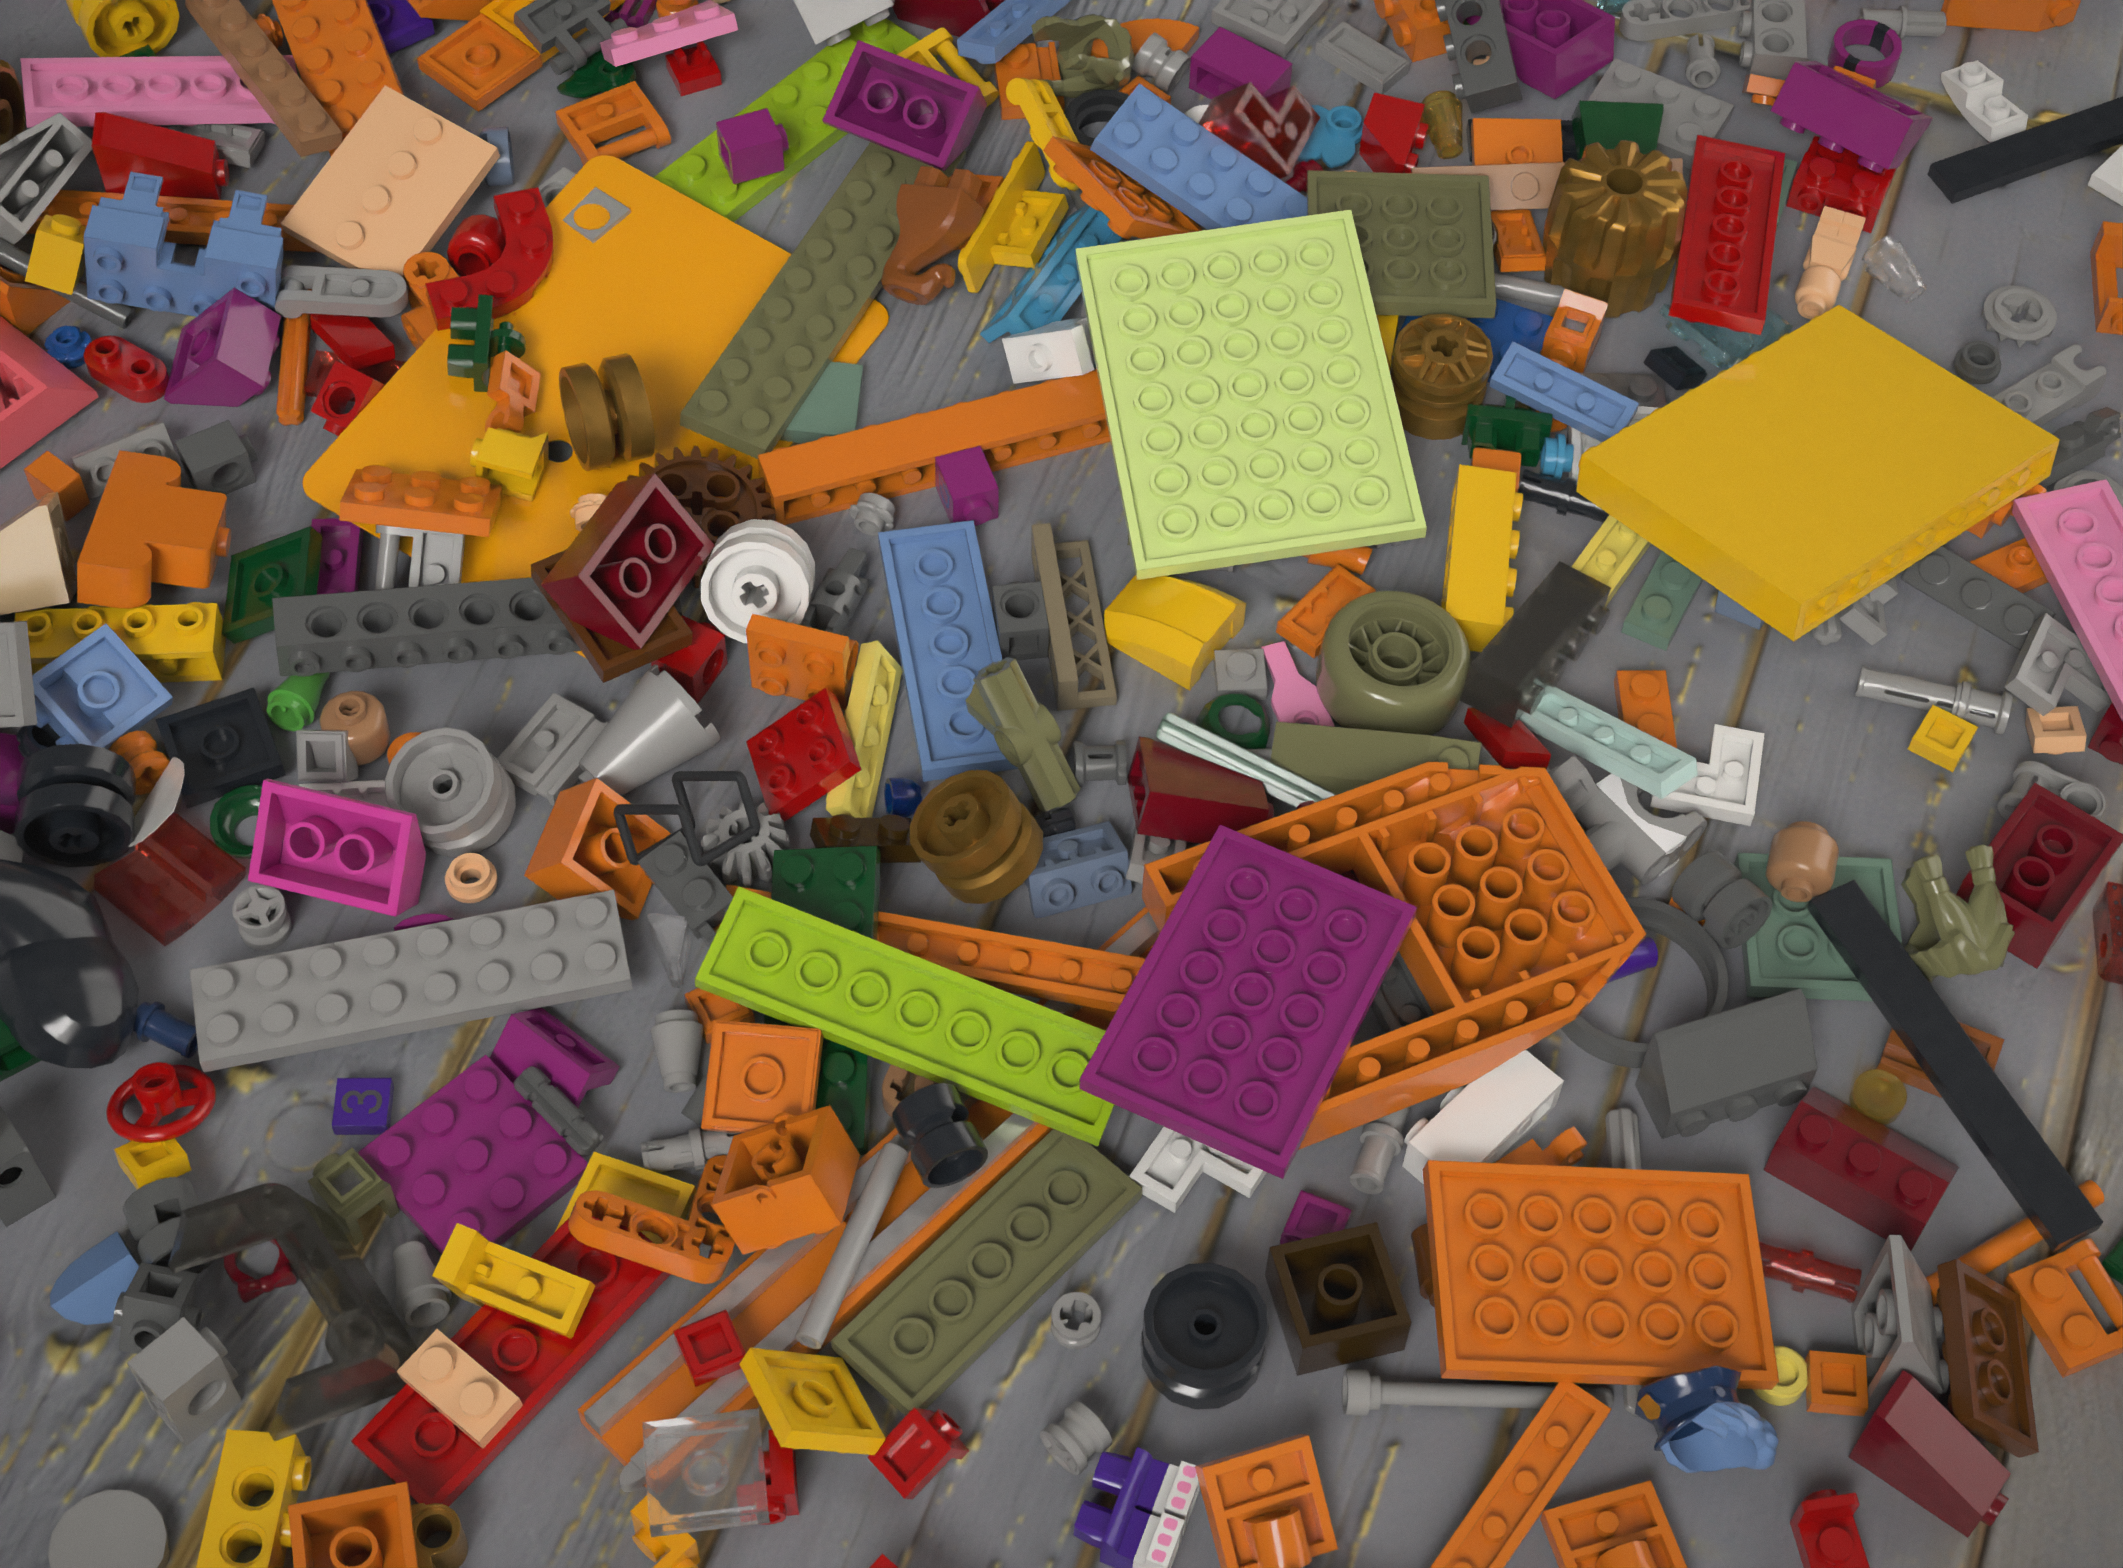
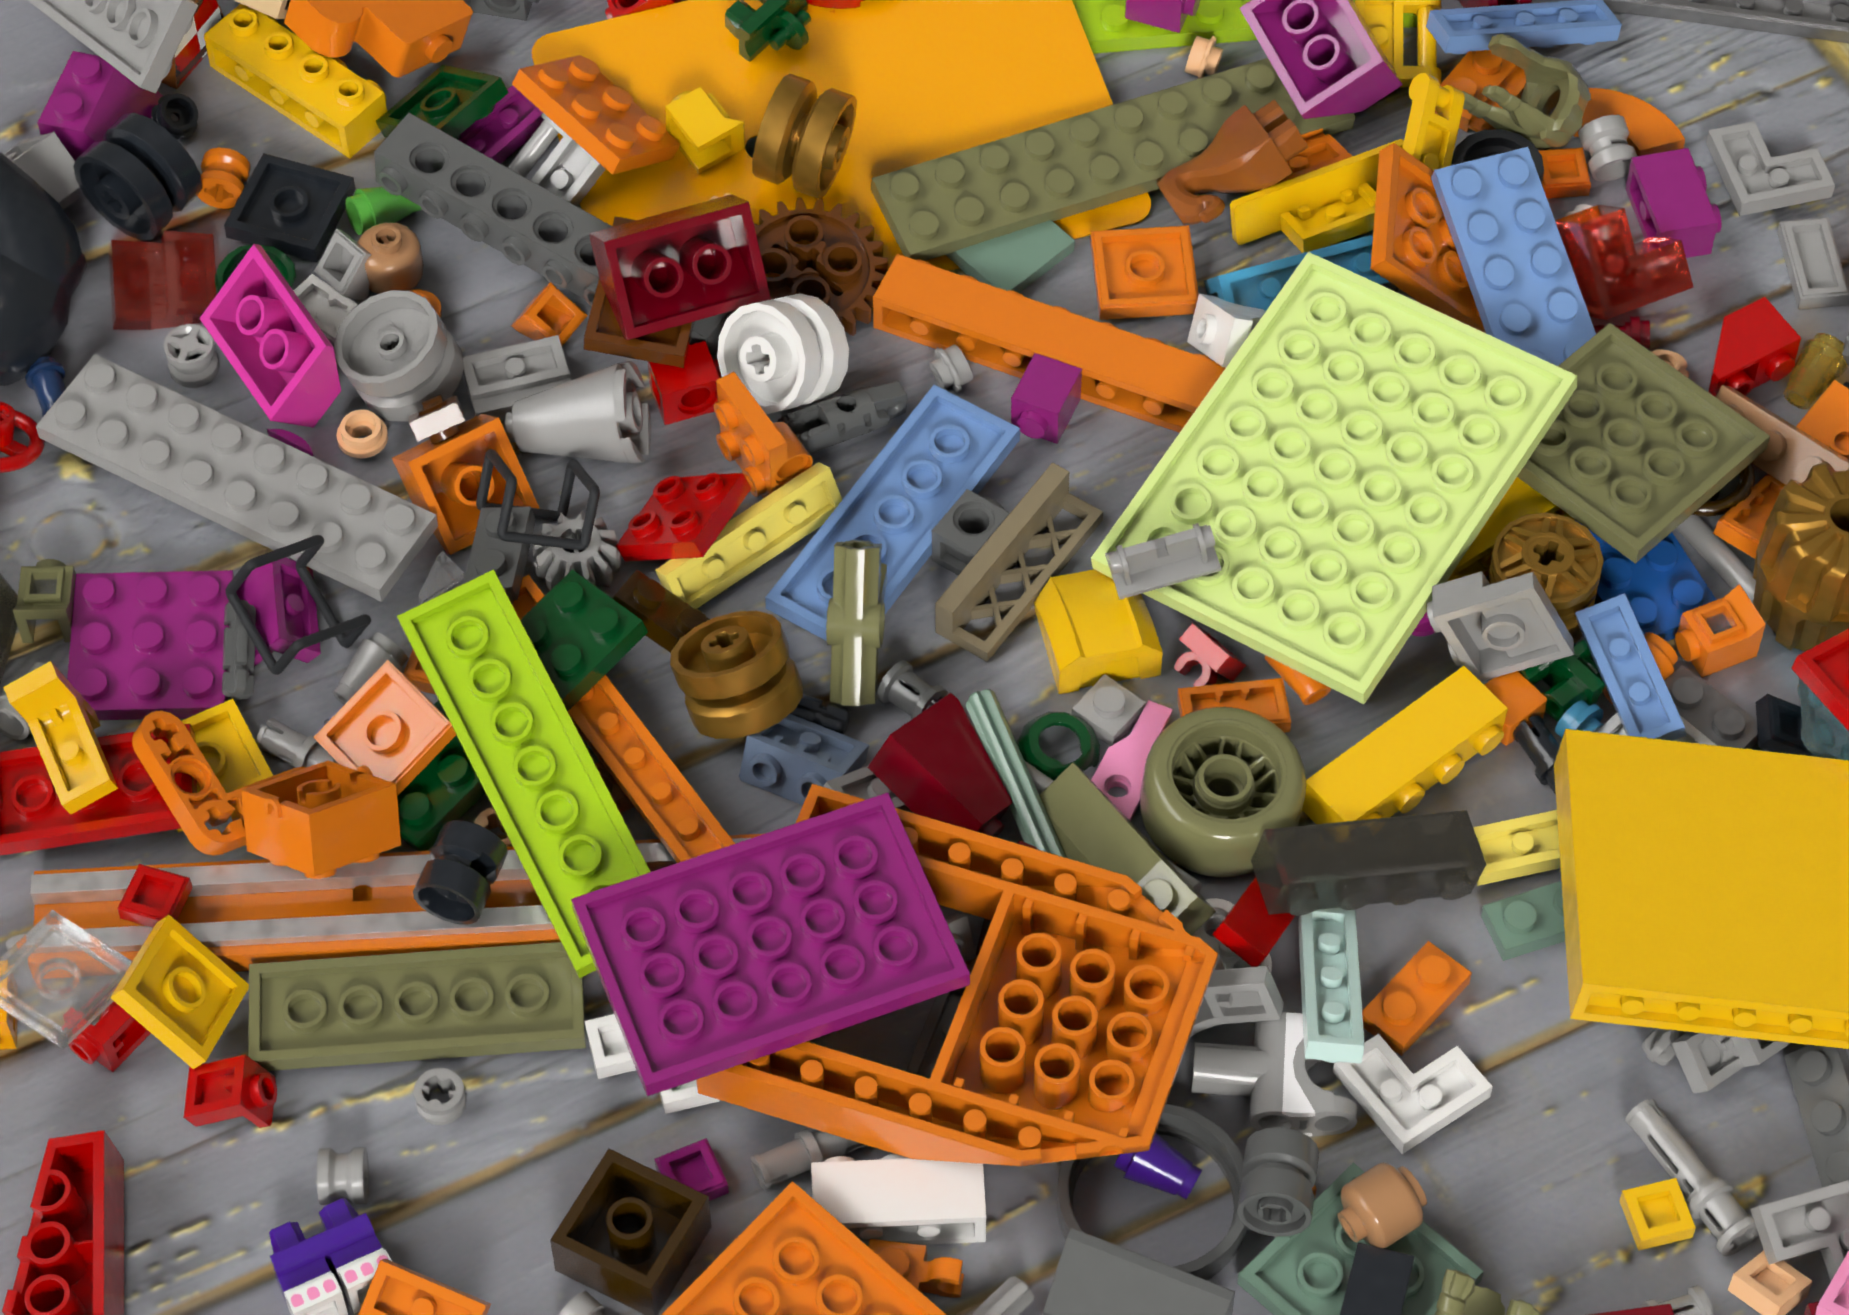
camera: 45 degrees right, 0 degrees up
(97, 692) = (230, 102): medium blue plate -> none
(160, 802) = (196, 214): white sticker -> none
(362, 1106) = (123, 545): dark purple tile -> none
(514, 389) = (759, 72): orange plate -> none
(520, 687) = (549, 315): none -> orange slope
(542, 1012) = (311, 546): none -> black piece
(544, 815) = (437, 419): none -> plate
(815, 178) = (1203, 57): none -> light nougat plate
(852, 1246) = (322, 905): light grey piece -> none
(901, 796) = (733, 600): clear blue hinge -> none
(936, 354) = (1144, 272): none -> orange plate
(1199, 531) = (1163, 561): none -> light grey hinge
(1203, 1335) = (504, 1178): black wheel -> none
(1272, 583) = (1210, 654): none -> tile
(1334, 136) = (1695, 312): dark azure plate -> none
(1465, 420) = (1498, 624): none -> light grey plate

